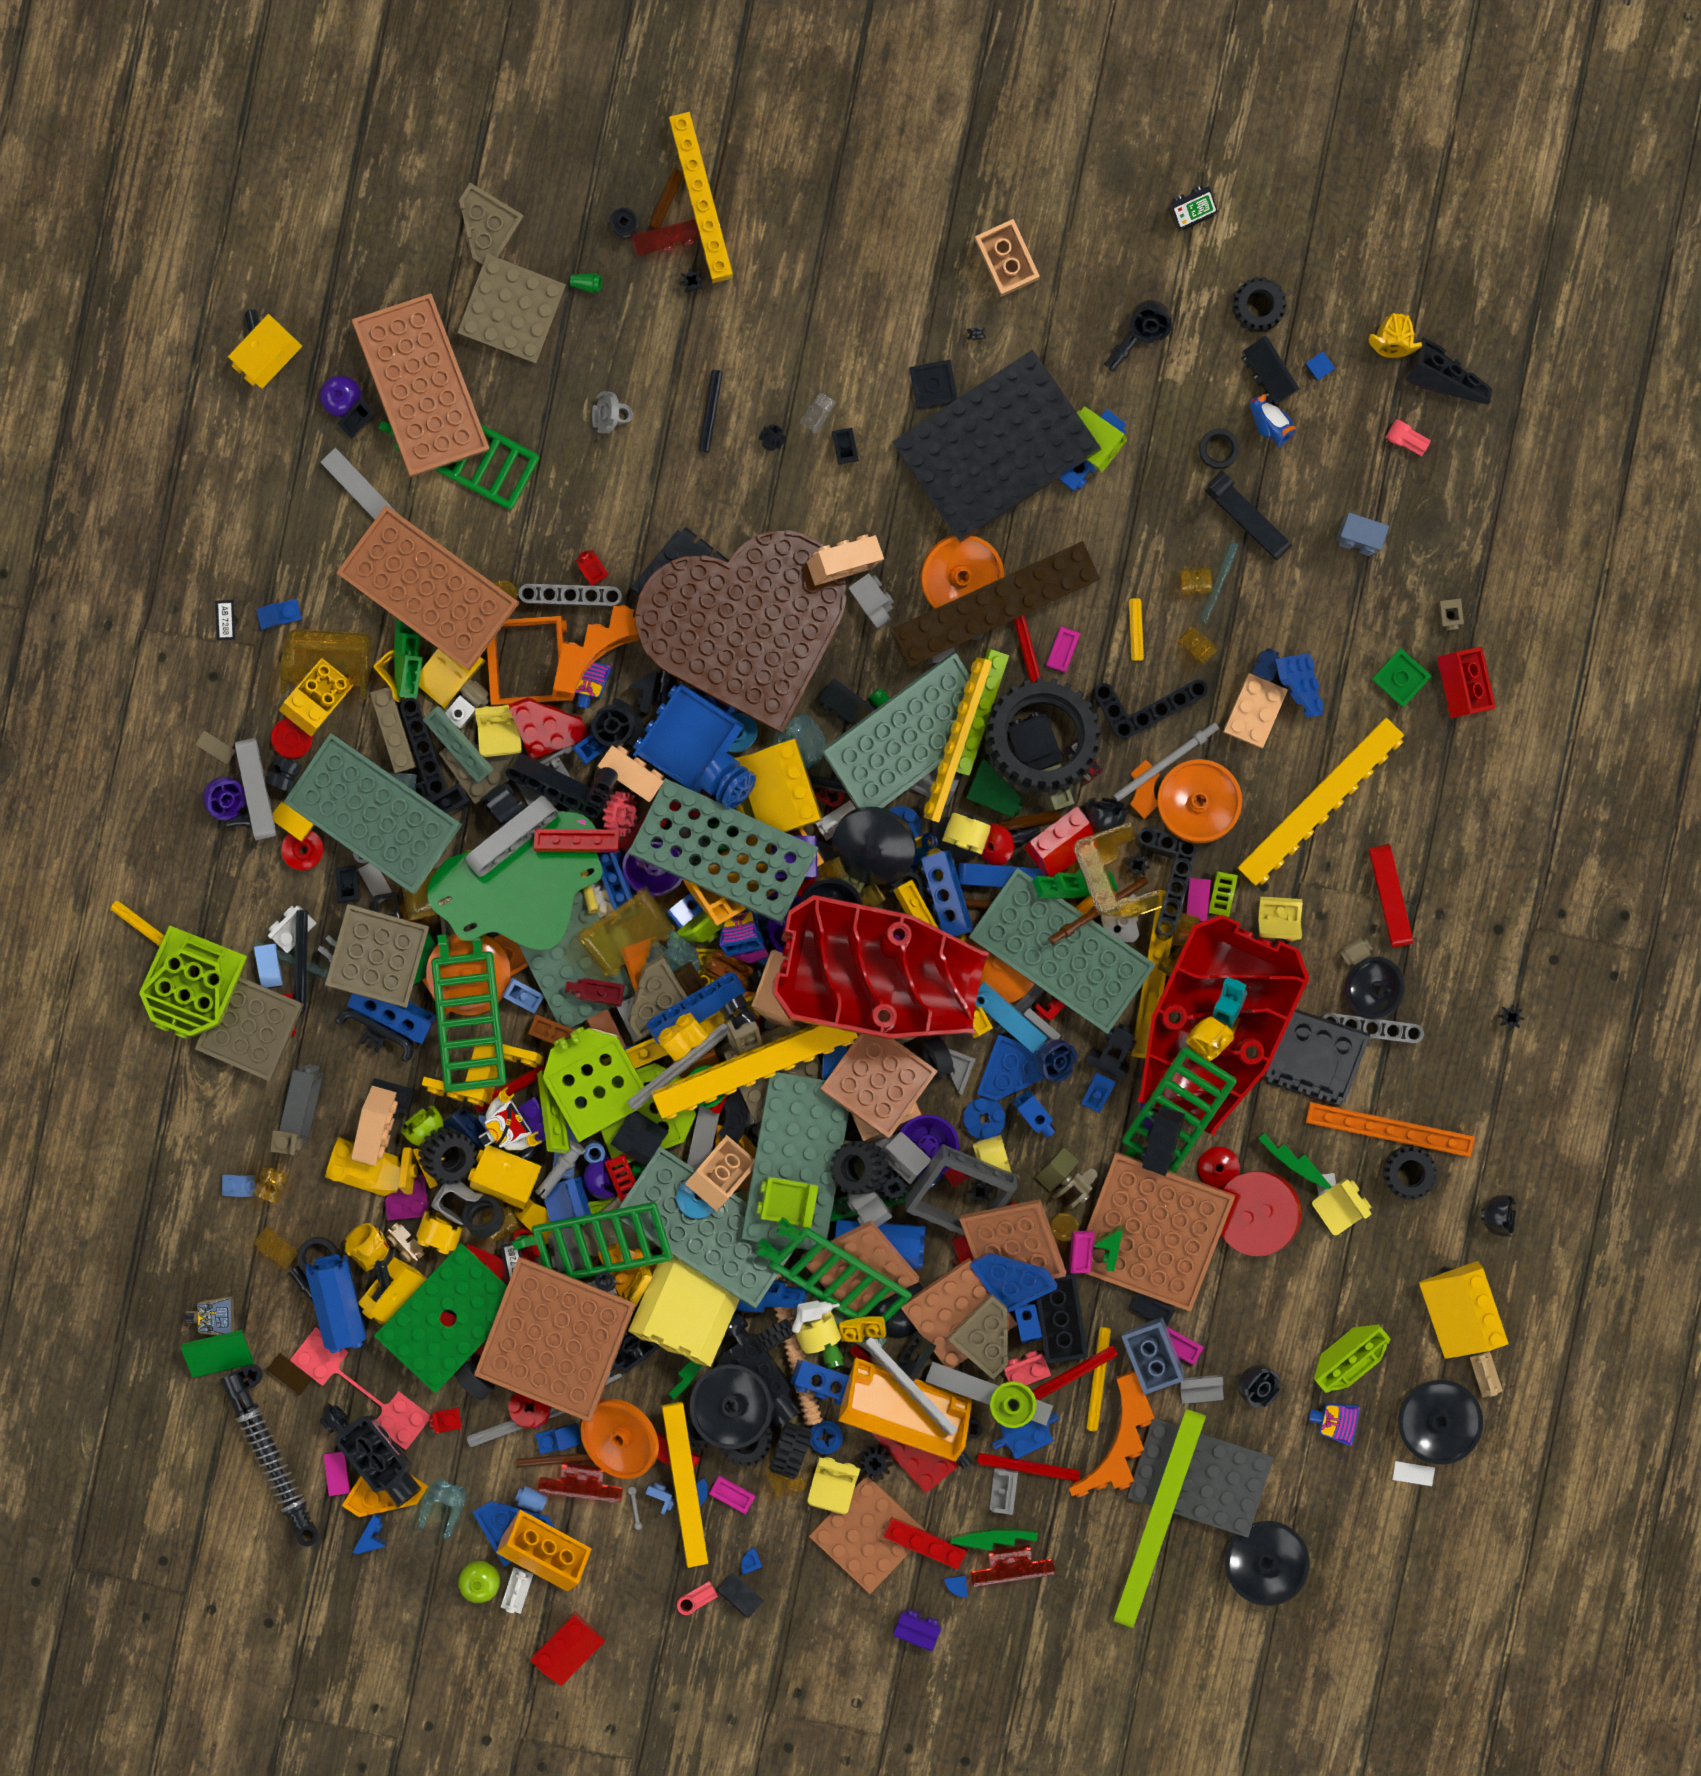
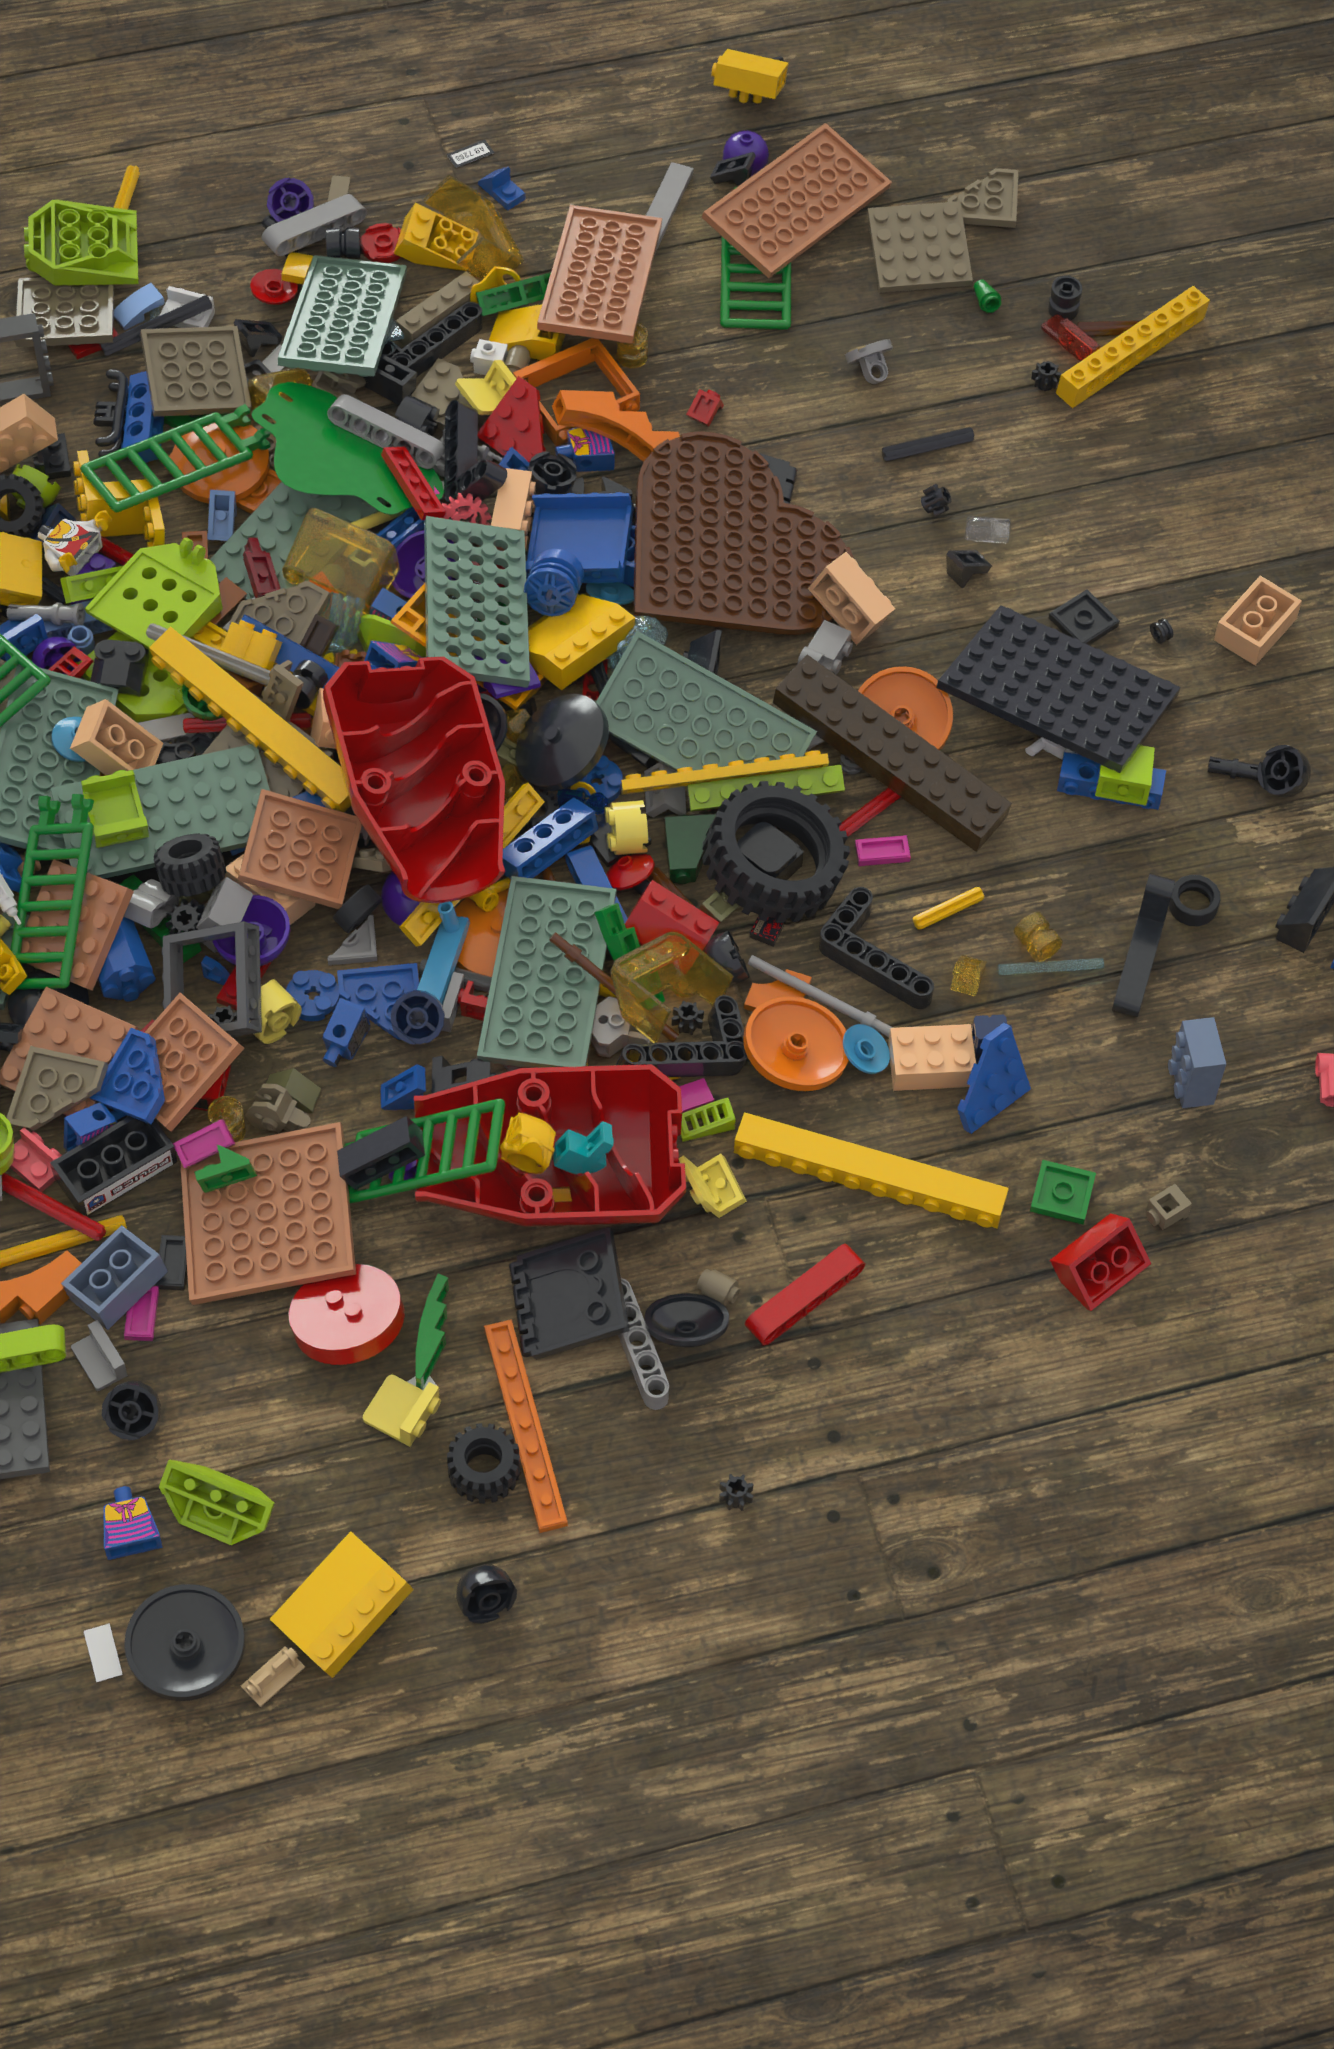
camera: 60 degrees right, 30 degrees down
(458, 744) = (455, 360): sand green plate -> none
(560, 591) = (663, 394): light grey beam -> none
(1215, 1156) = (395, 1260): red dish -> none
(1230, 748) = (866, 1049): none -> dark azure dish
(1271, 421) = (1258, 934): blue animal -> none

